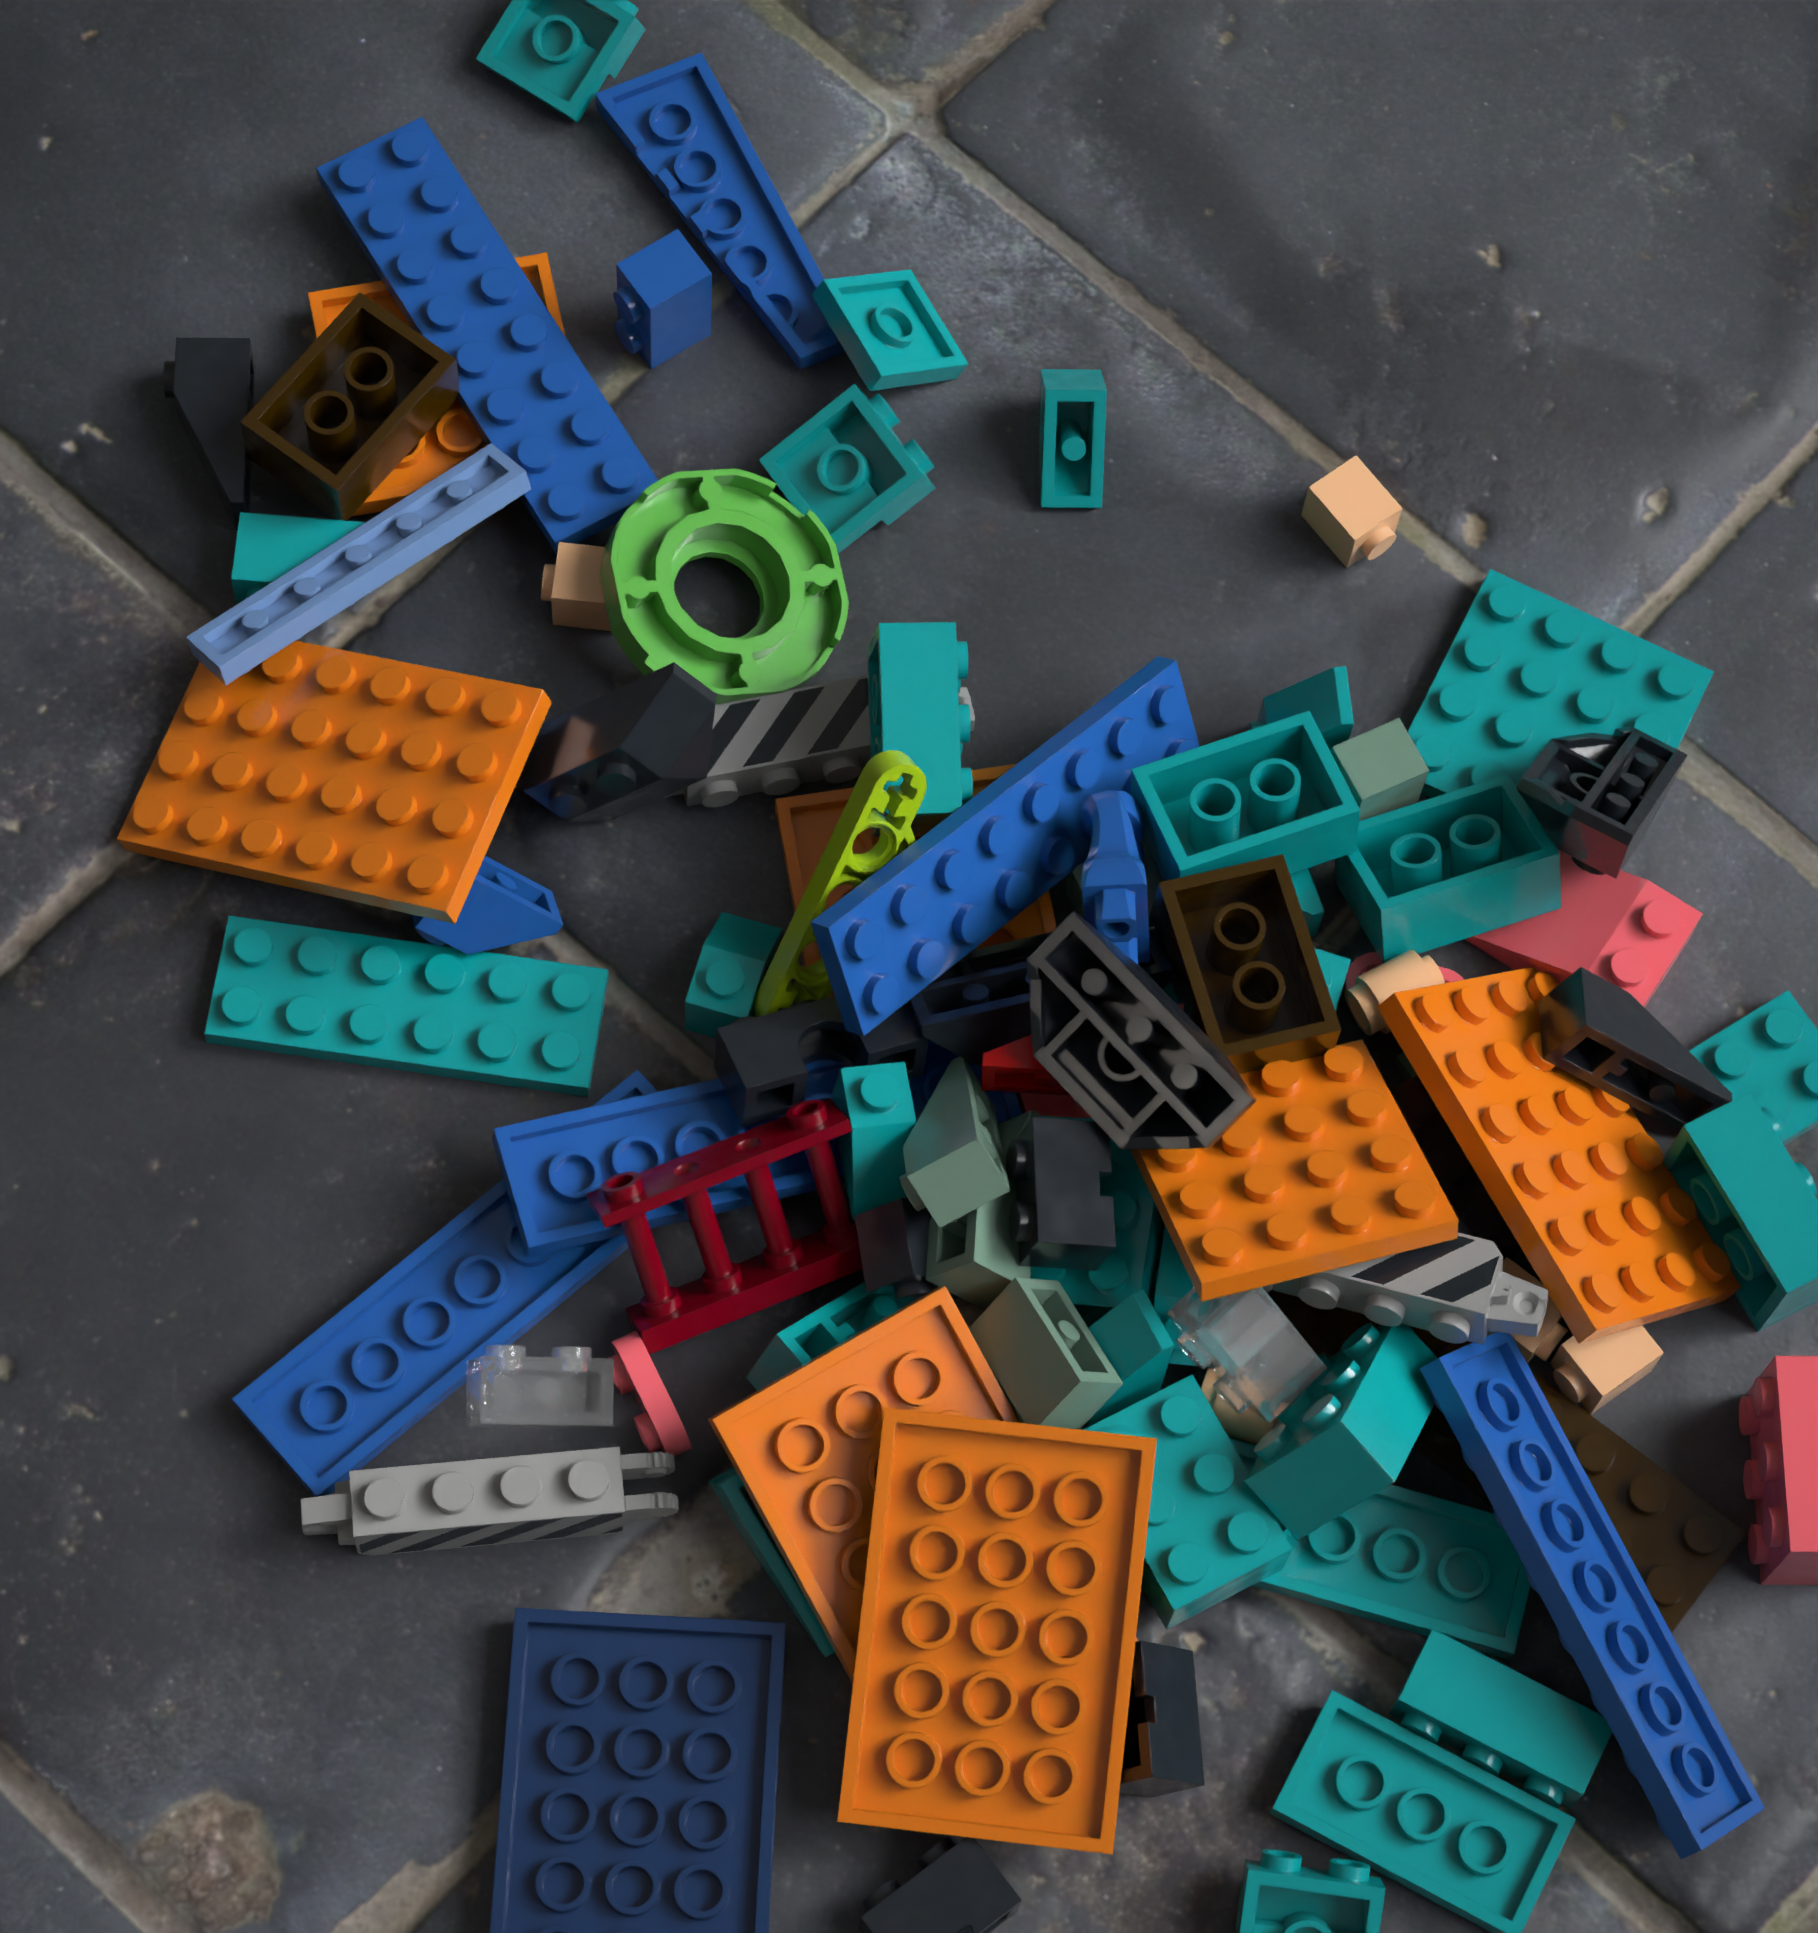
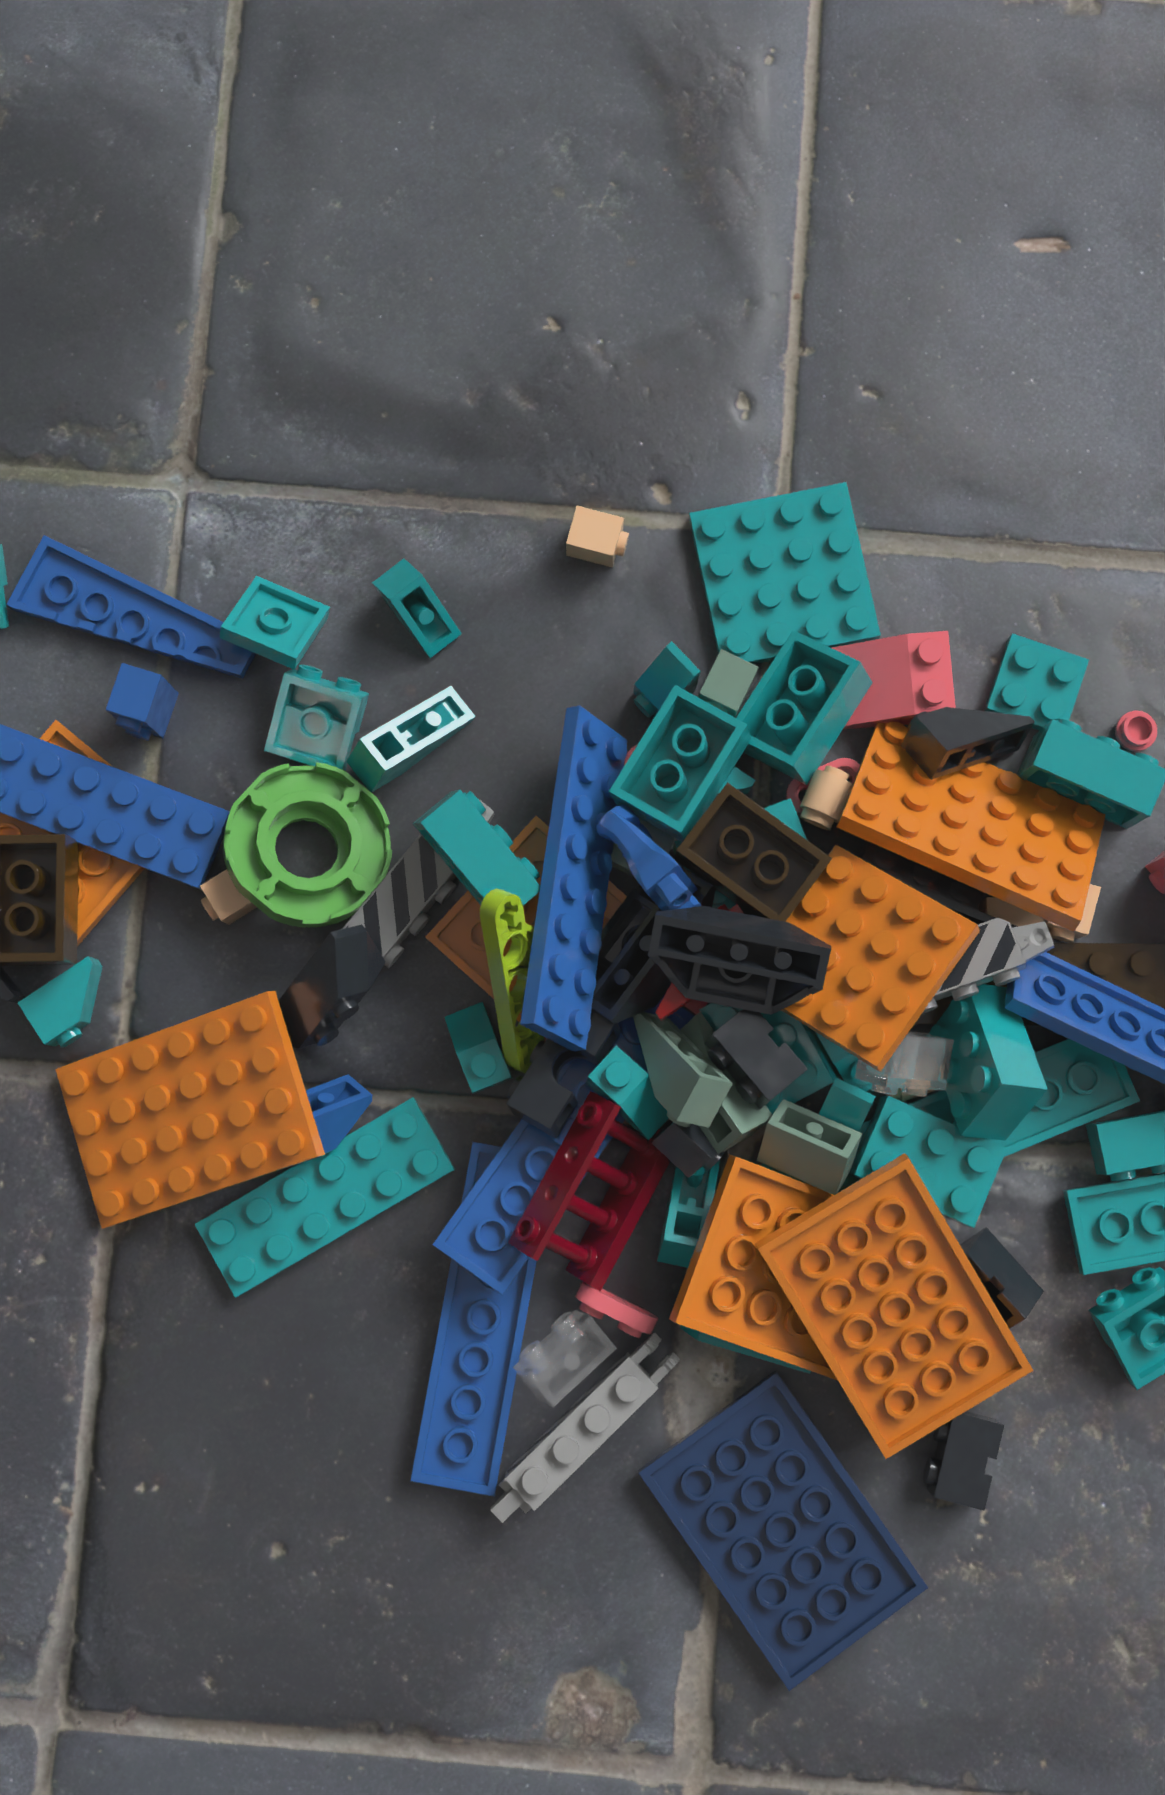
camera: 30 degrees left, 15 degrees up
(358, 563) = (105, 984): medium blue plate -> none
(939, 569) = (408, 738): none -> teal slope
(1600, 793) = (852, 606): black wedge -> none

